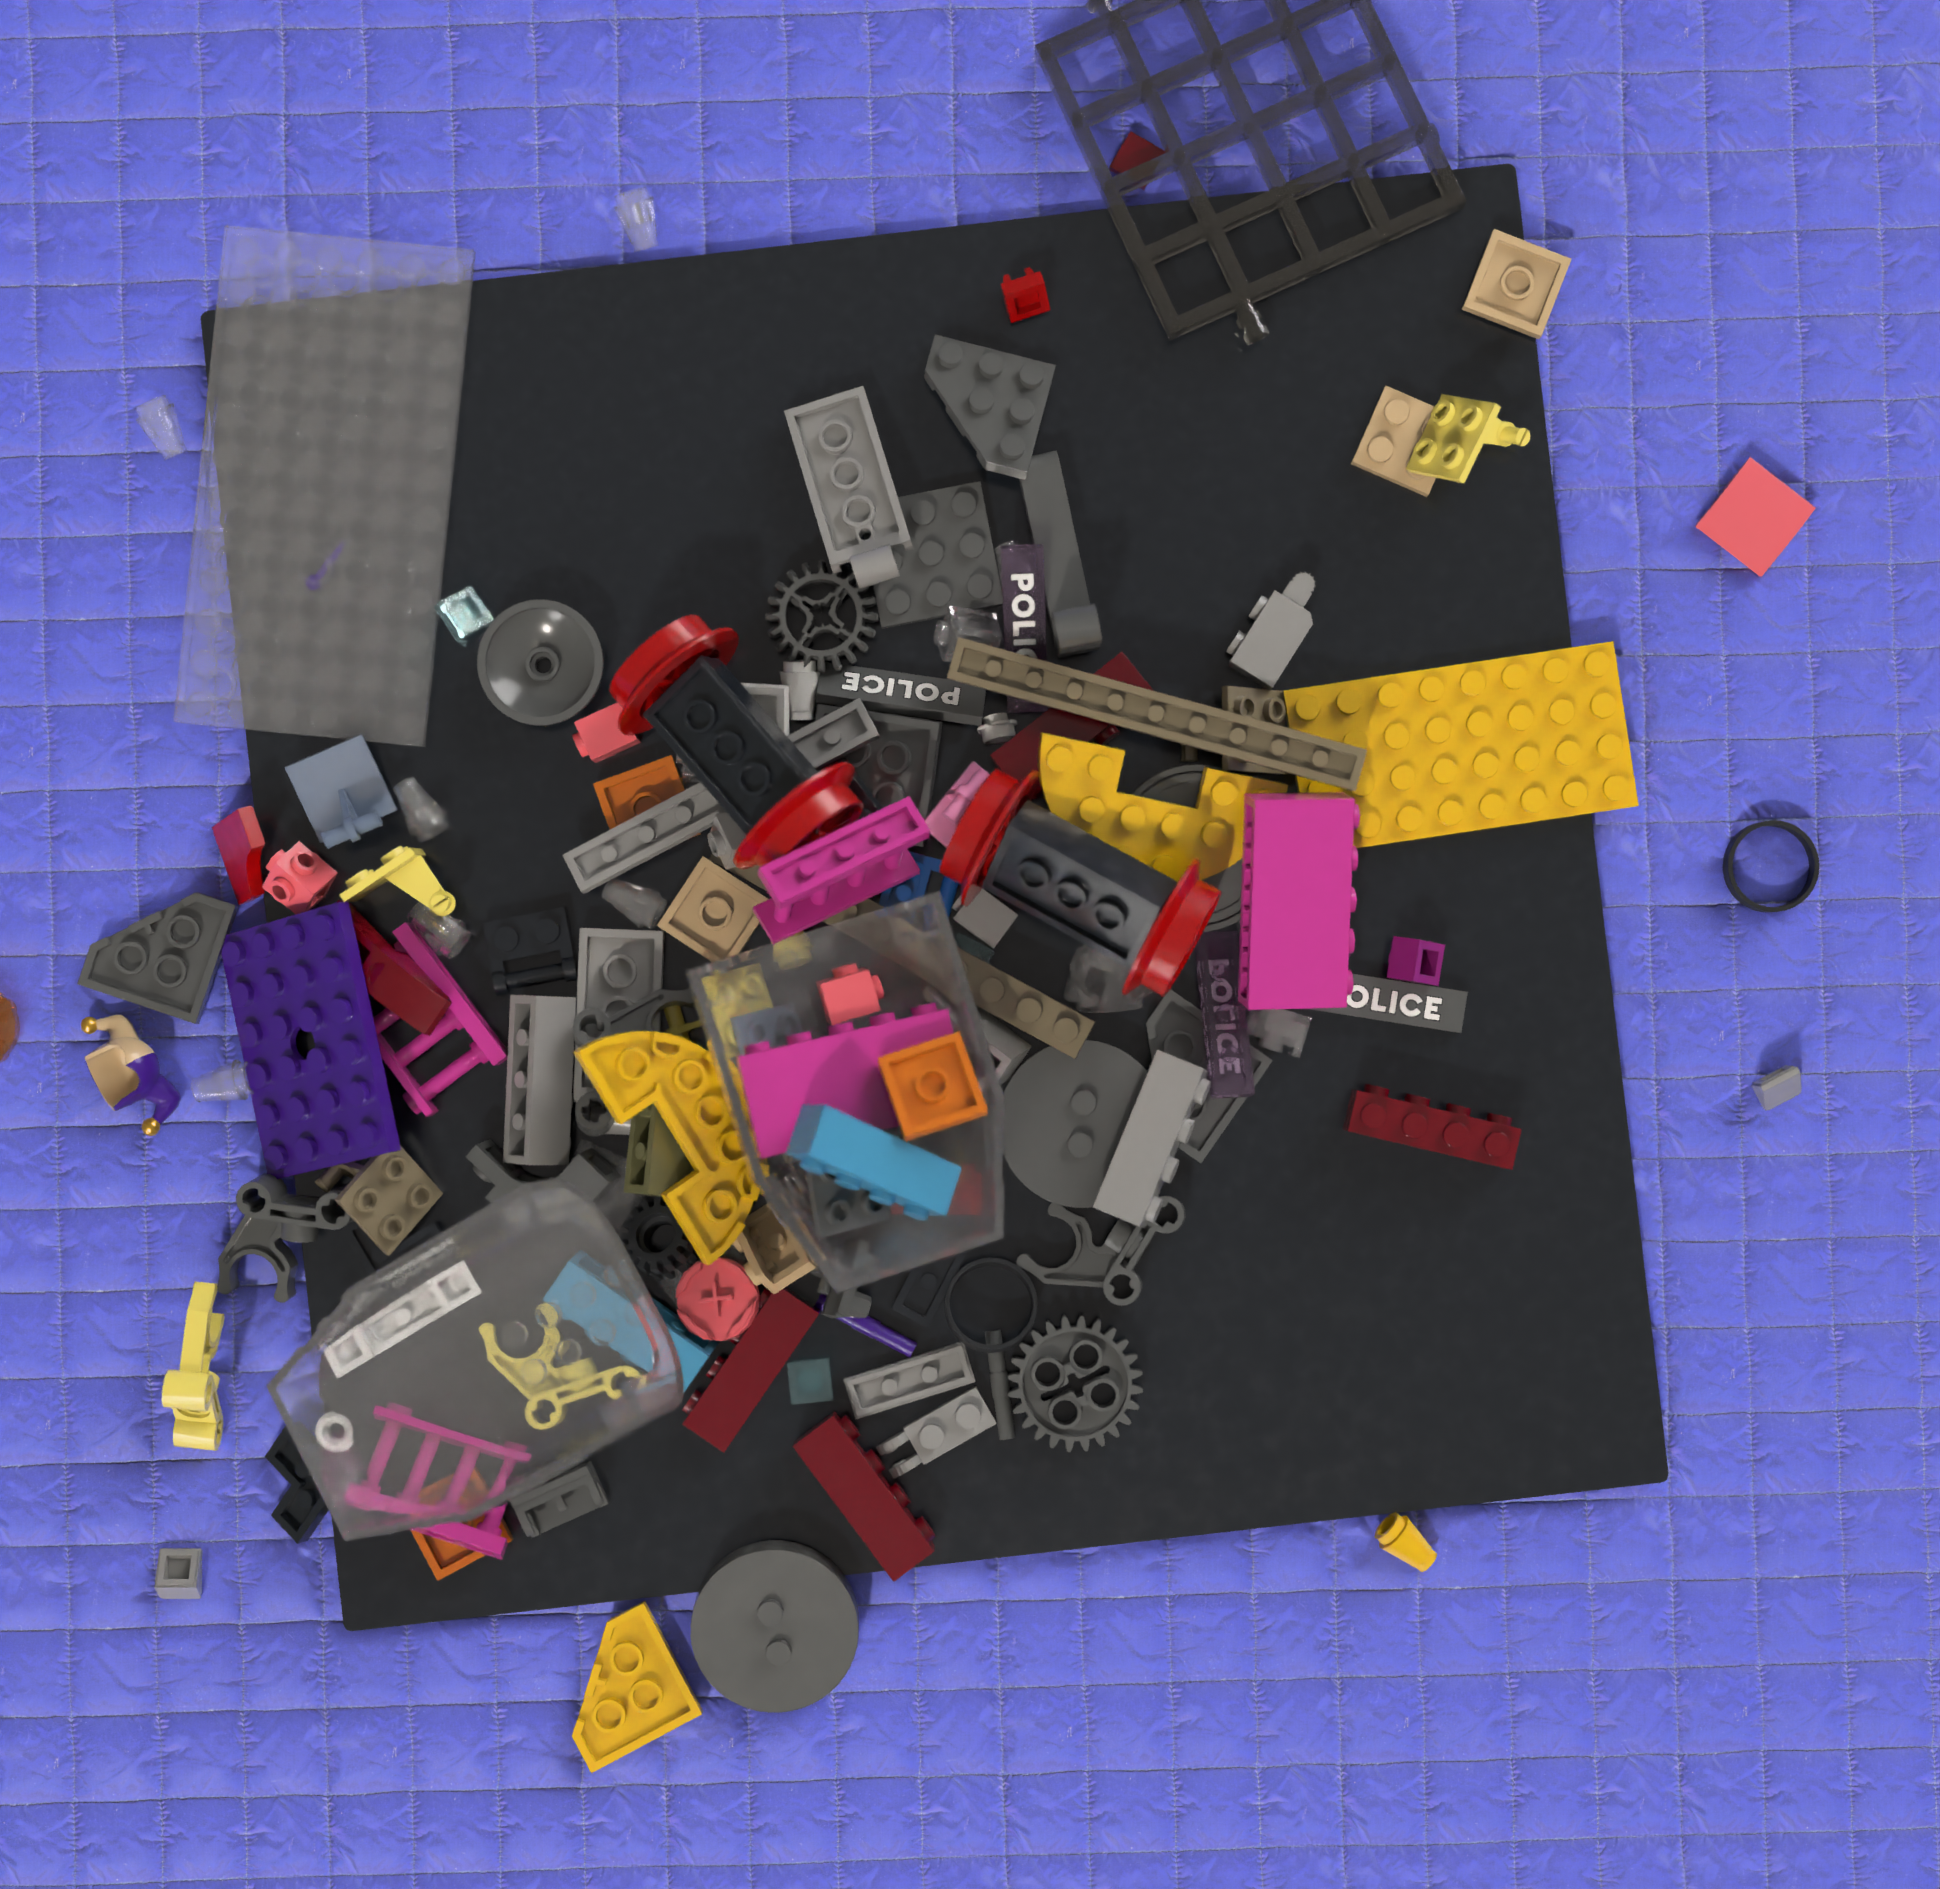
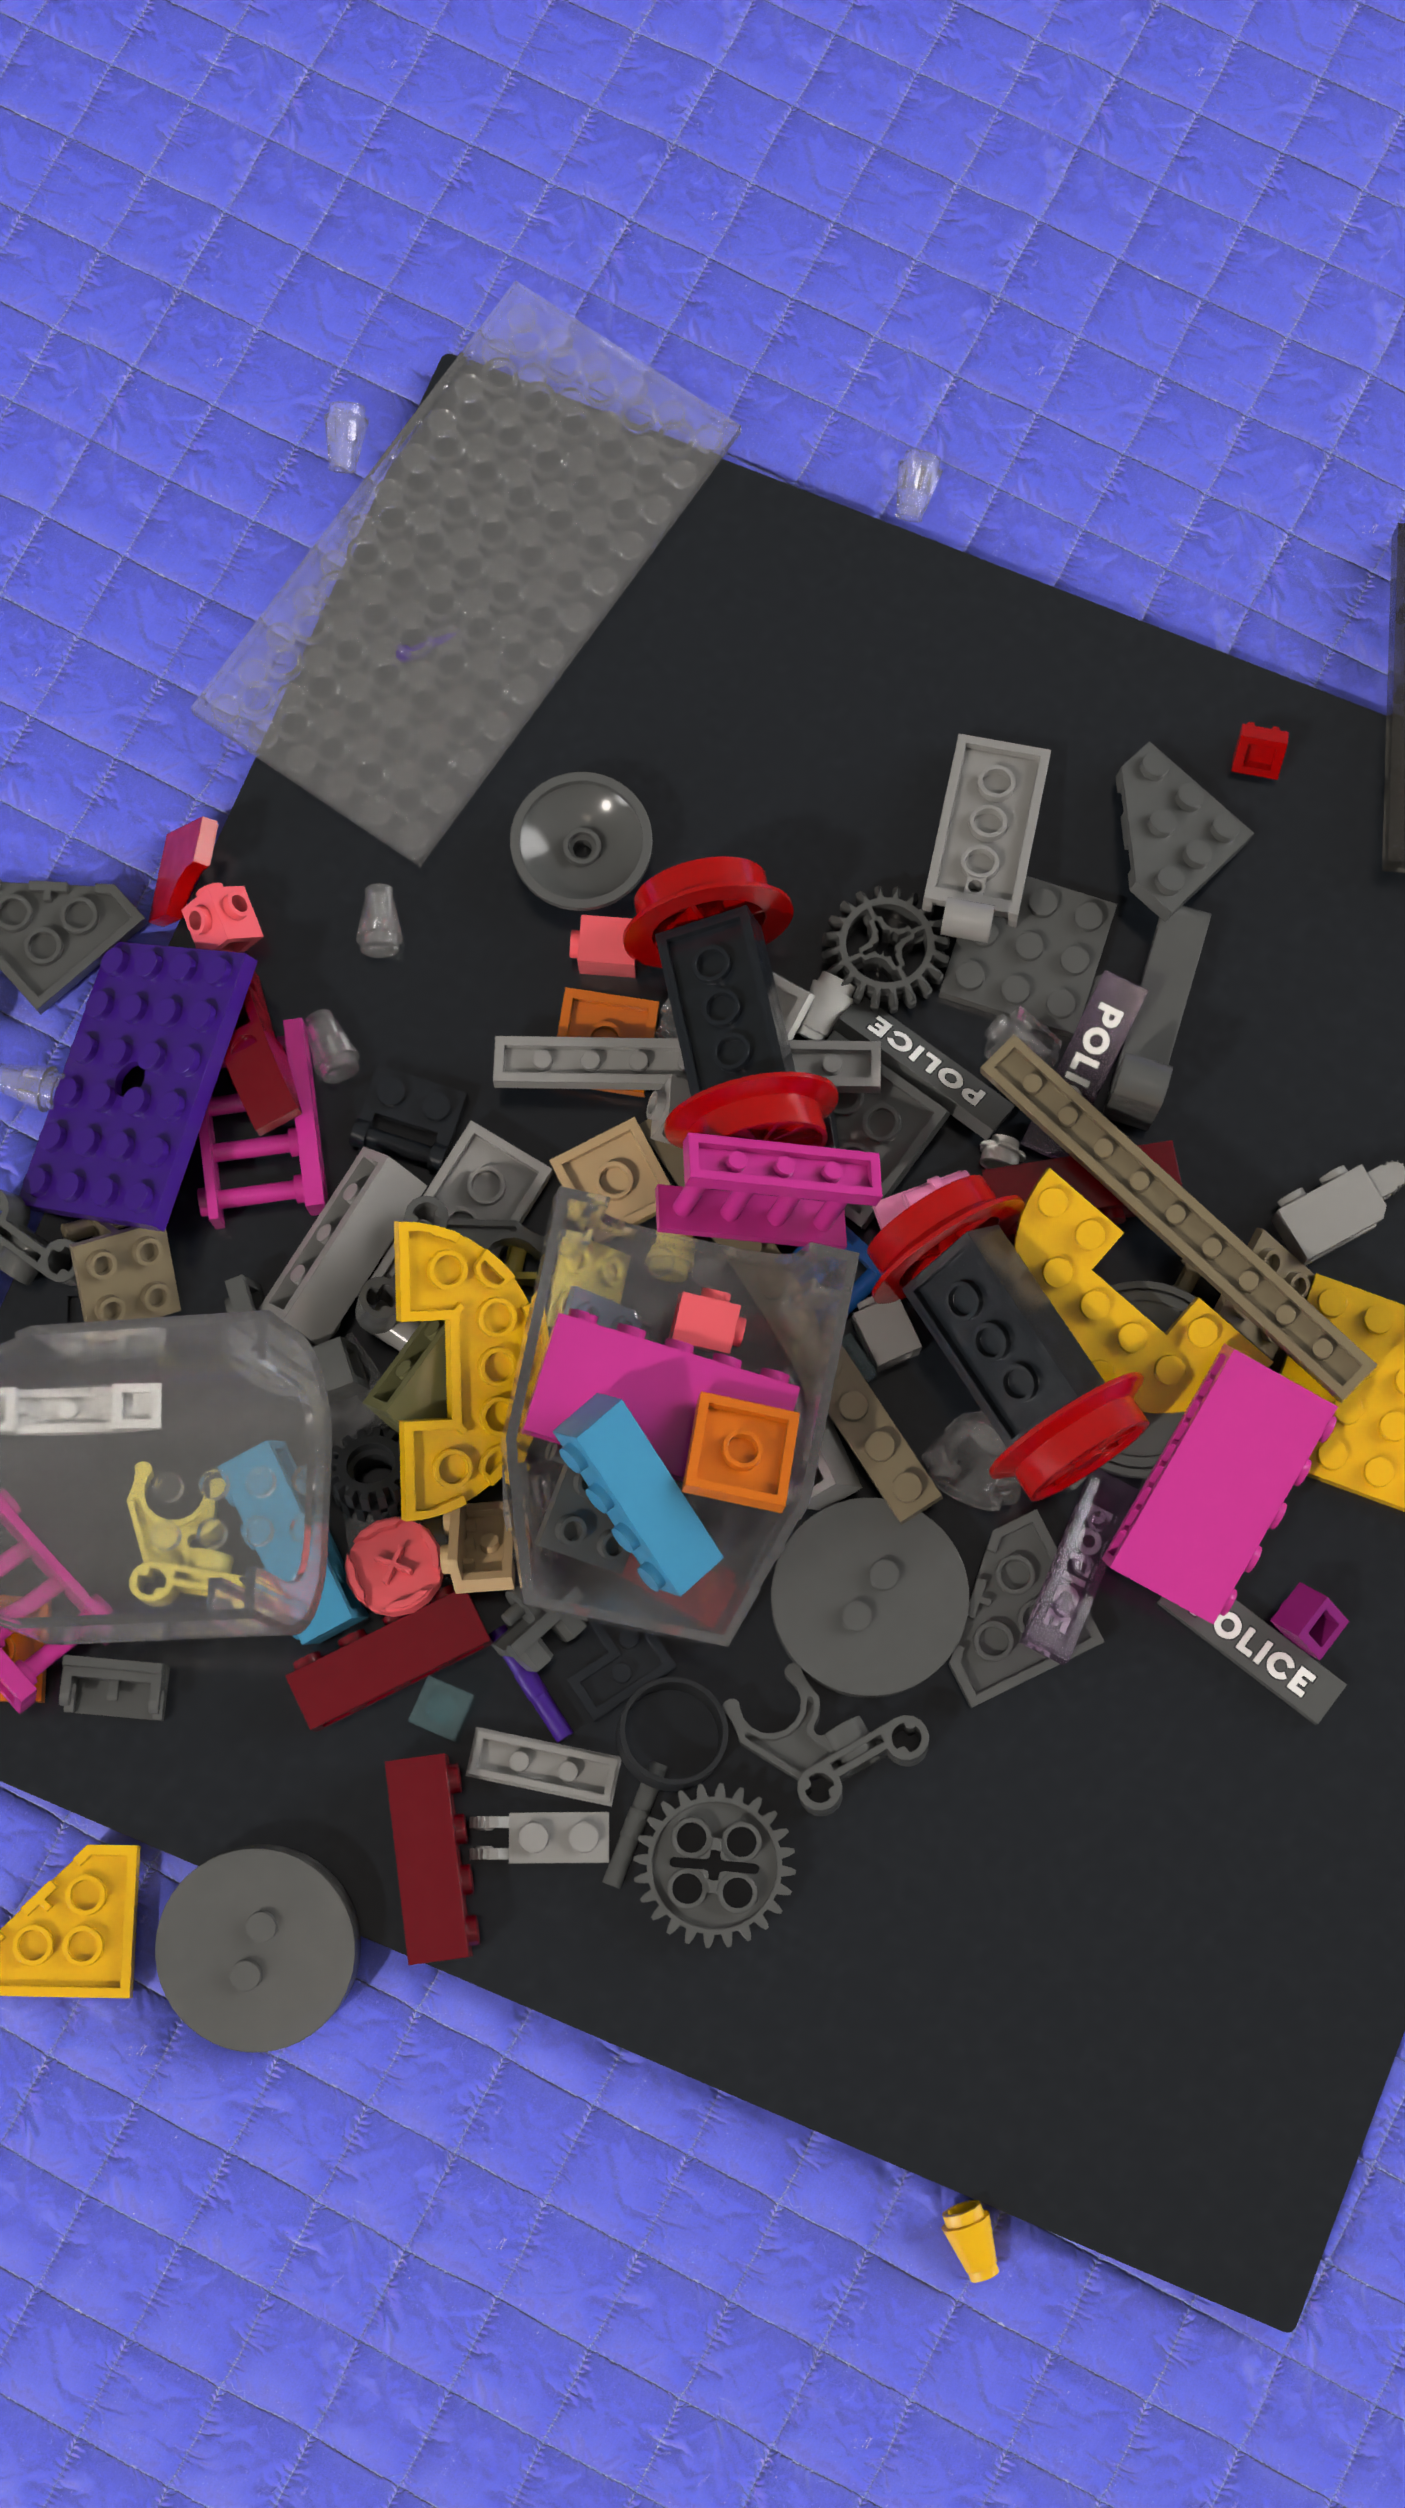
camera: 25 degrees right, 10 degrees down
(341, 791) = (314, 859): sand blue plate -> none
(409, 872) = (331, 965): light yellow plate -> none
(463, 613) = (532, 757): clear light blue plate -> none
(637, 903) = (541, 1127): clear cone -> none
(1152, 1138) = (935, 1648): light grey brick -> none
(1278, 1029) = (1128, 1612): clear brick -> none
(1432, 1129) = (1235, 1807): dark red brick -> none

